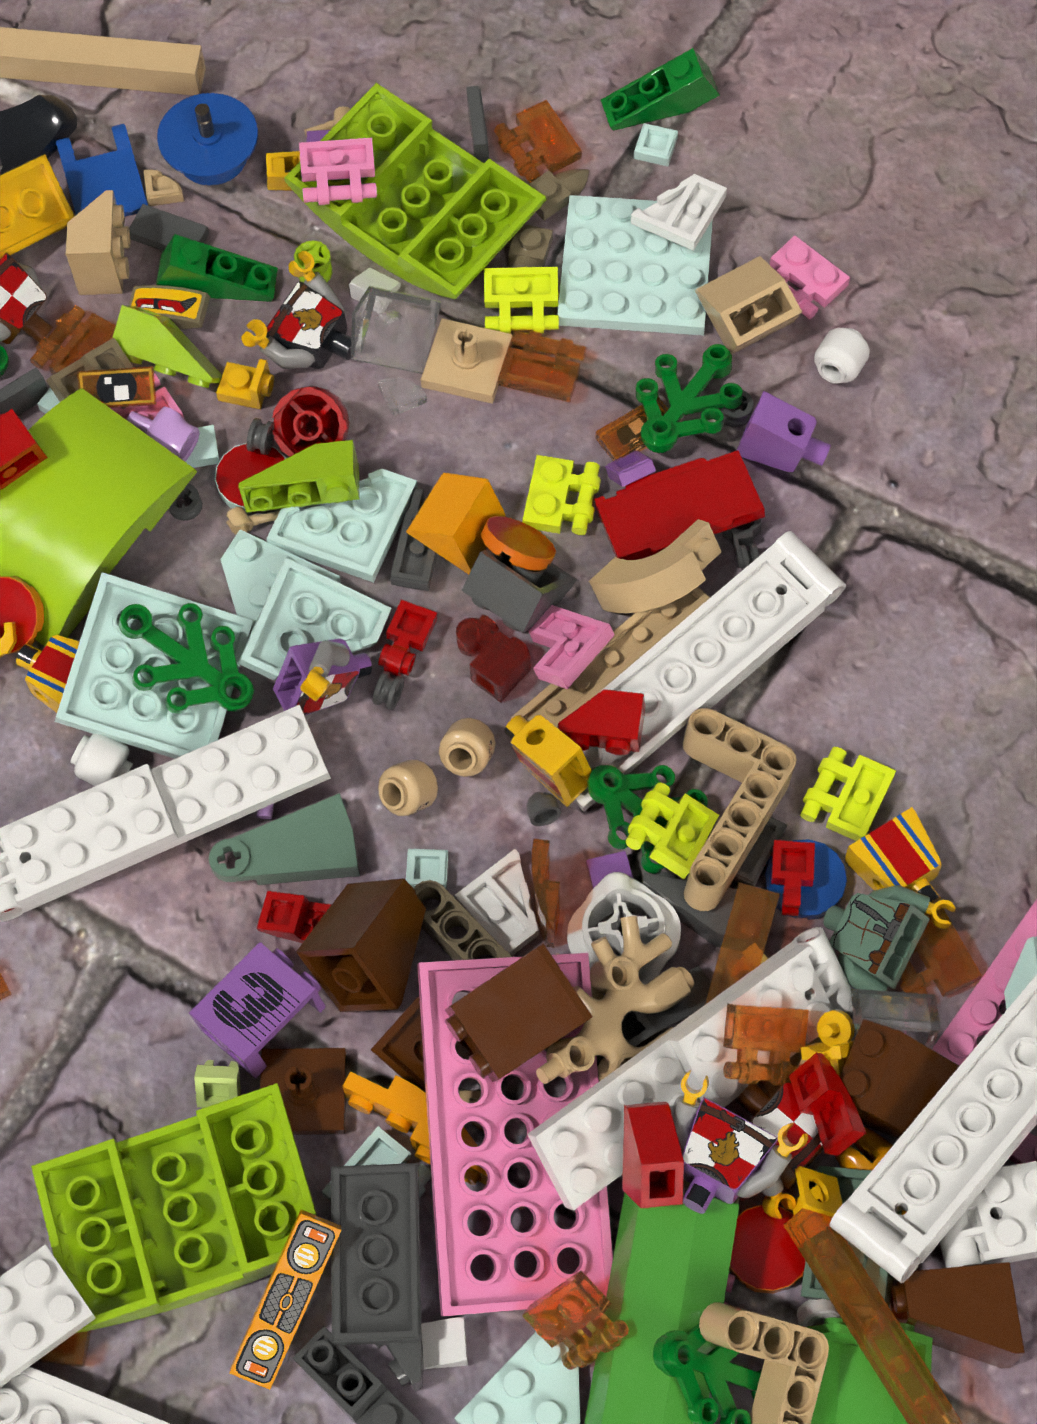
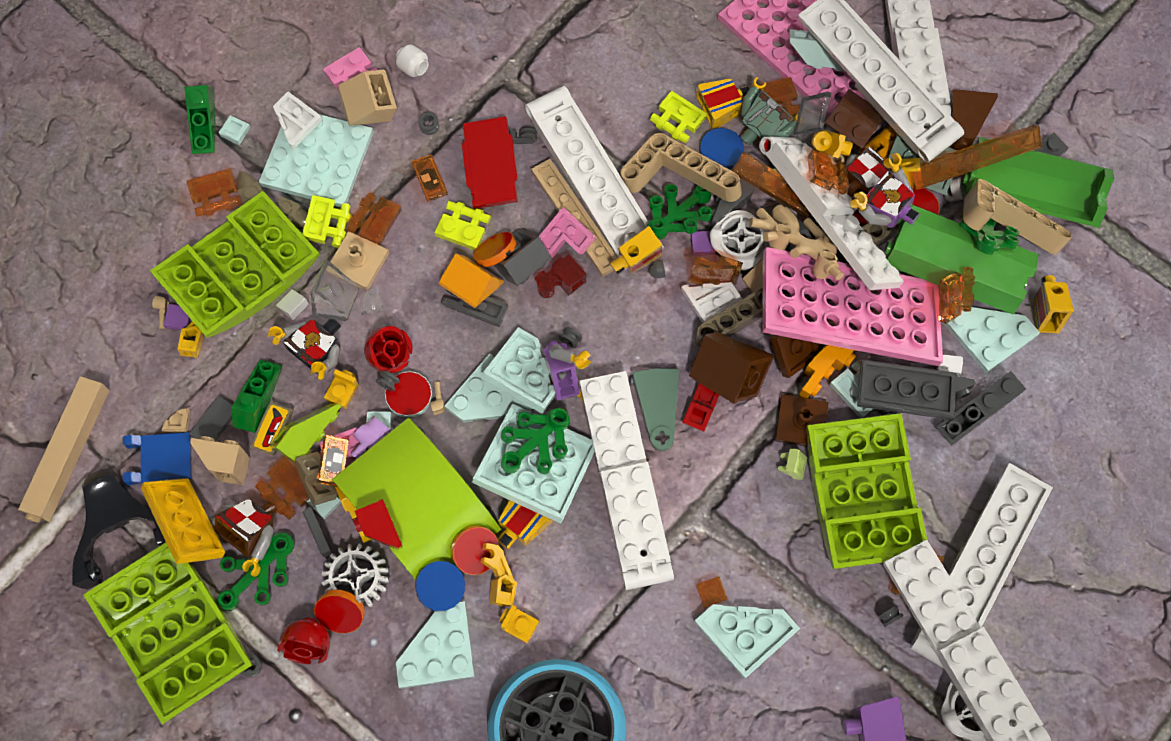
camera: 85 degrees left, 5 degrees up
(100, 759) = (585, 505): white head -> none
(208, 137) = (155, 380): blue piece -> none
(255, 1005) = (755, 434): medium lavender panel -> none
(285, 1299) = (925, 439): tile -> none
(309, 477) = (425, 348): lime slope -> none
(321, 256) = (259, 332): lime wheel -> none
(334, 161) = (206, 301): bright pink plate -> none
(348, 533) = (455, 343): light aqua plate -> none
(408, 628) = (534, 319): red plate -> none
(408, 787) = (636, 334): tan head -> none
(427, 865) = (682, 336): light aqua tile -> none
(467, 747) = (617, 299): tan head -> none
(477, 123) = (191, 223): dark grey tile -> none
(516, 1014) = (803, 280): reddish brown slope -> none
(608, 721) = (621, 218): red slope -> none
(630, 468) = (456, 184): medium lavender tile -> none
(652, 1156) = (890, 232): red slope -> none
(660, 578) = (538, 180): tan arch -> none
(662, 432) = (420, 147): green plant -> none
(683, 835) = (695, 194): neon yellow plate -> none
(781, 436) = (457, 102): medium lavender torso -> none
(792, 868) = (721, 148): red plate -> none
(824, 1096) = (867, 147): red slope -> none

